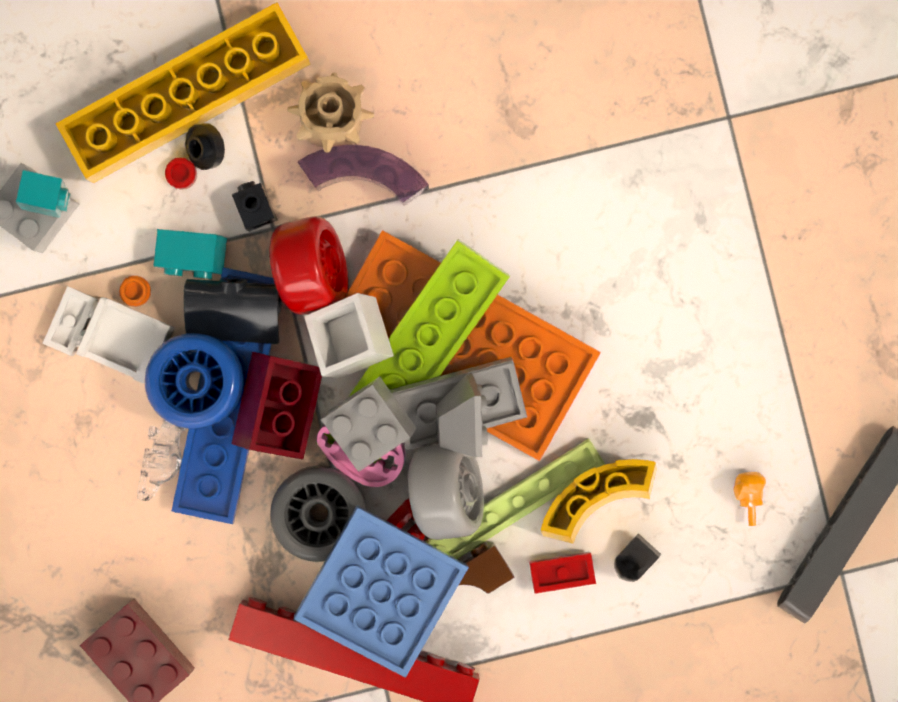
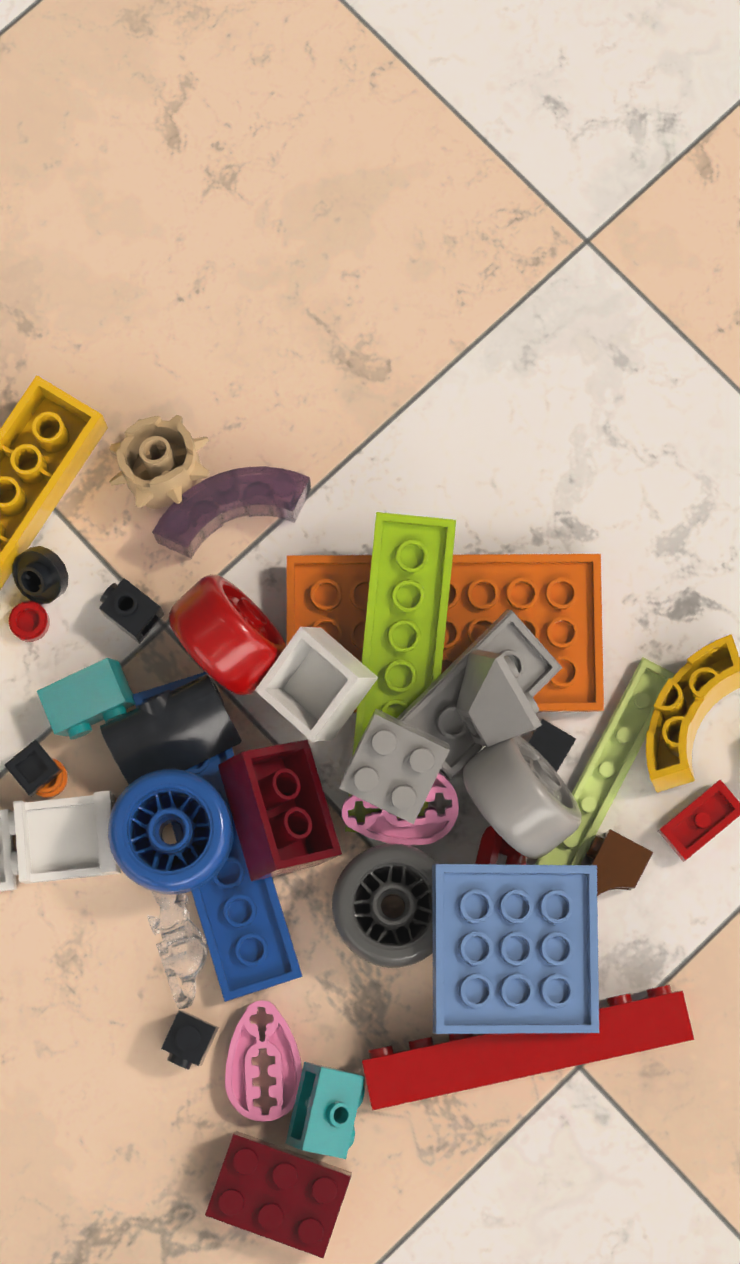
camera: 30 degrees left, 10 degrees down
(127, 280) = (33, 768): none -> black tile
(133, 523) = (189, 1040): none -> black brick
(158, 563) = (241, 1071): none -> bright pink piece
(198, 621) = (325, 1110): none -> teal brick
(491, 463) = (552, 743): none -> black tile

